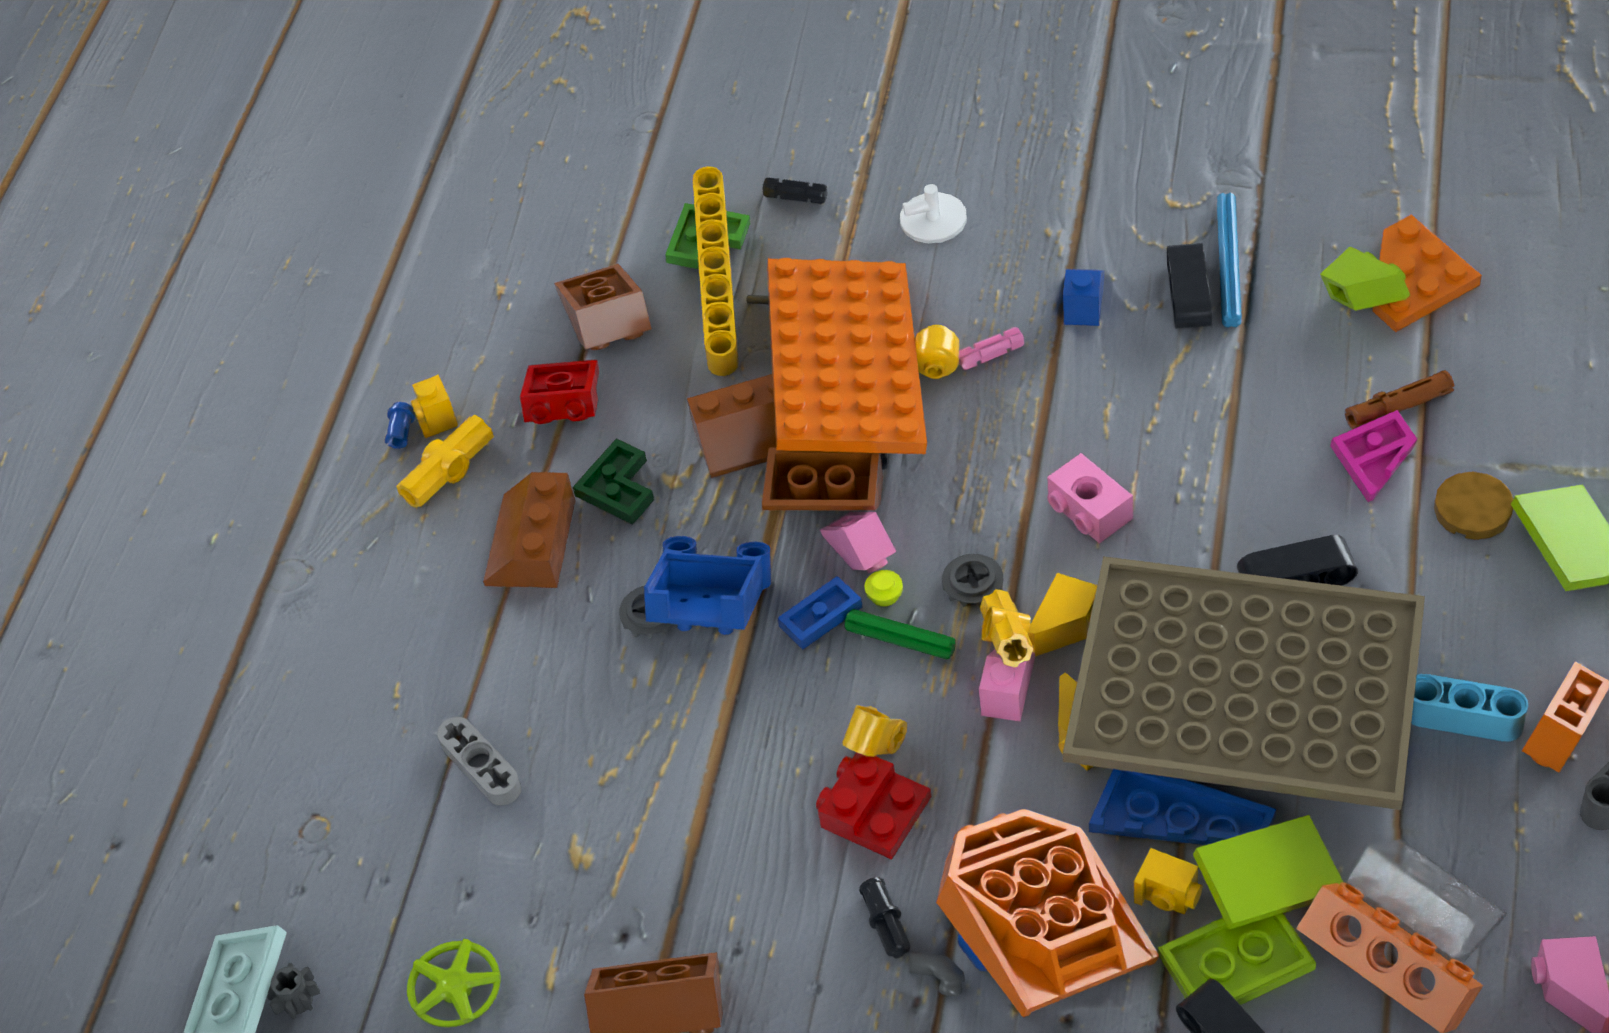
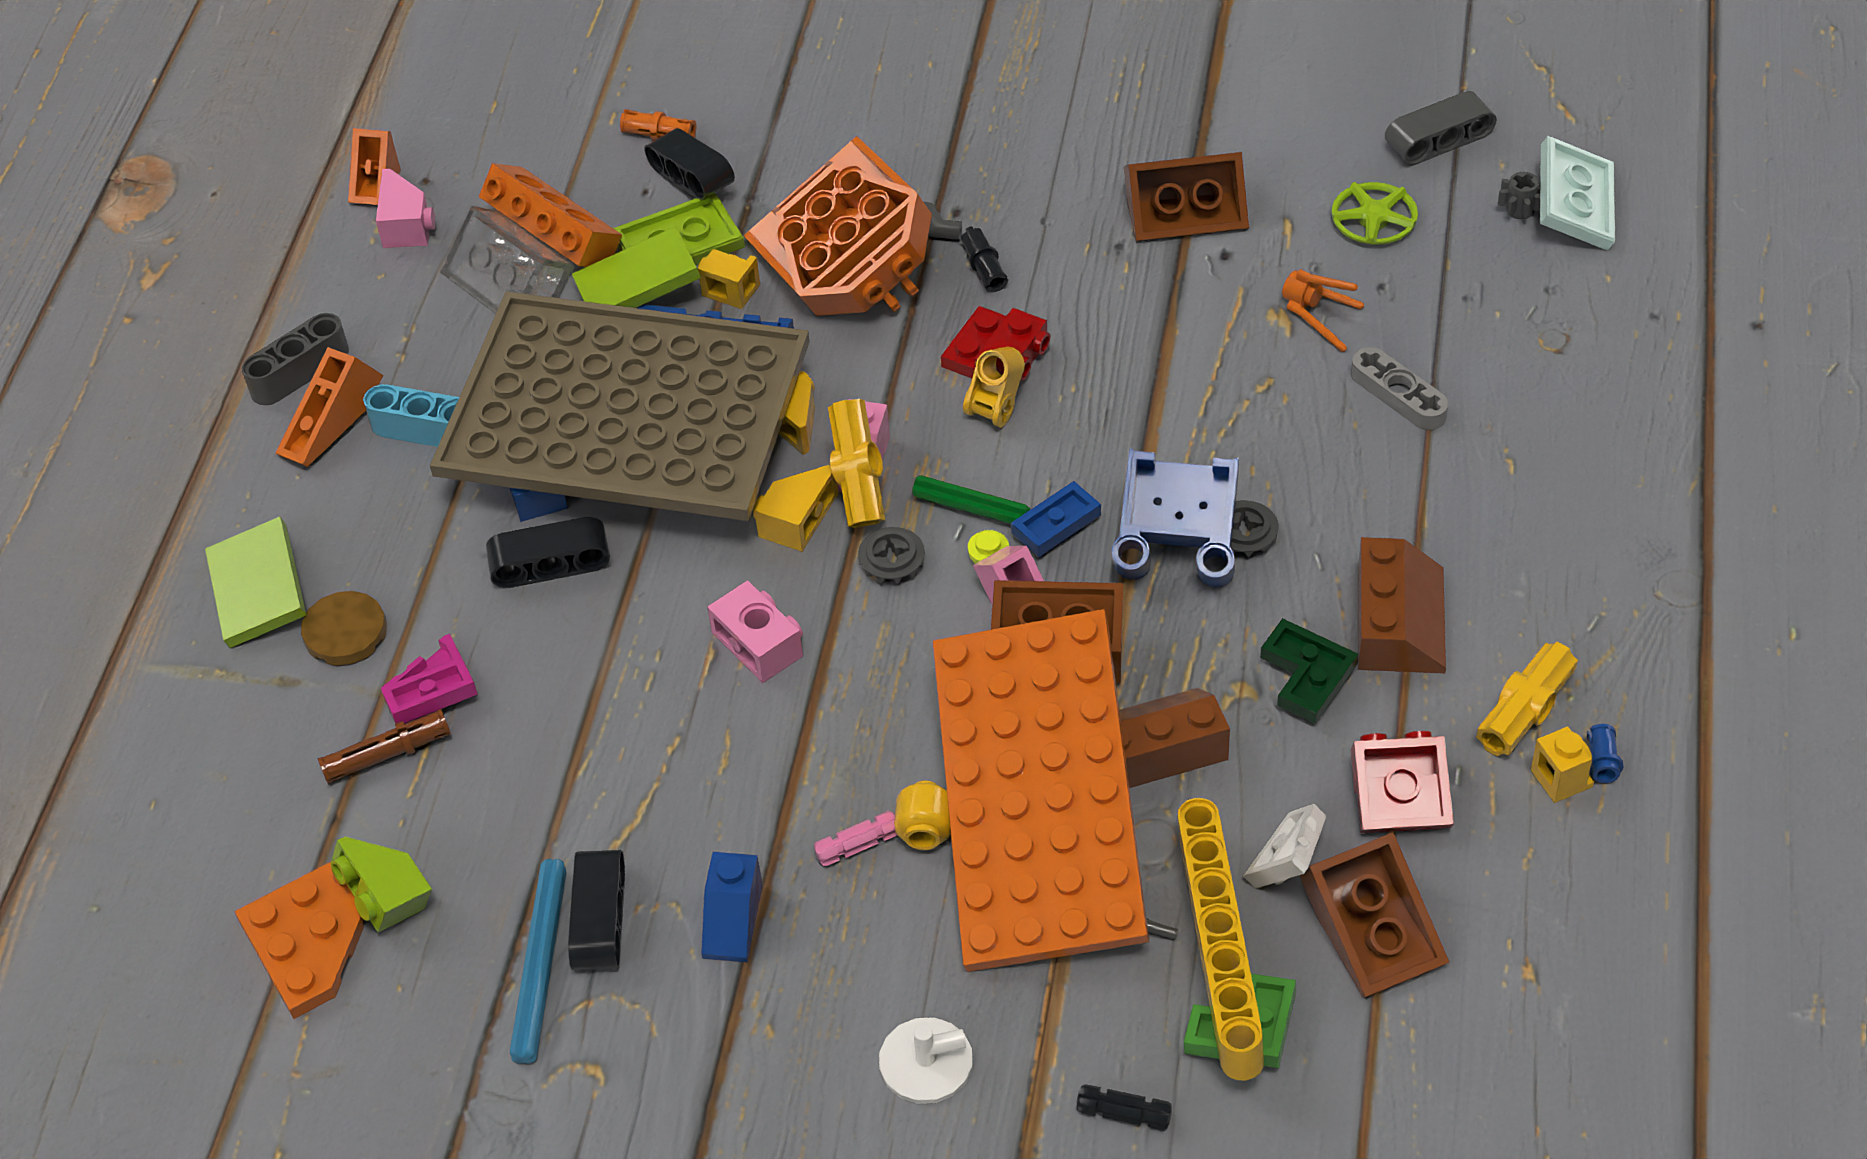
camera: 175 degrees right, 0 degrees up
(548, 868) = (1306, 290): none -> orange plant
(654, 334) = (1288, 849): none -> white wing

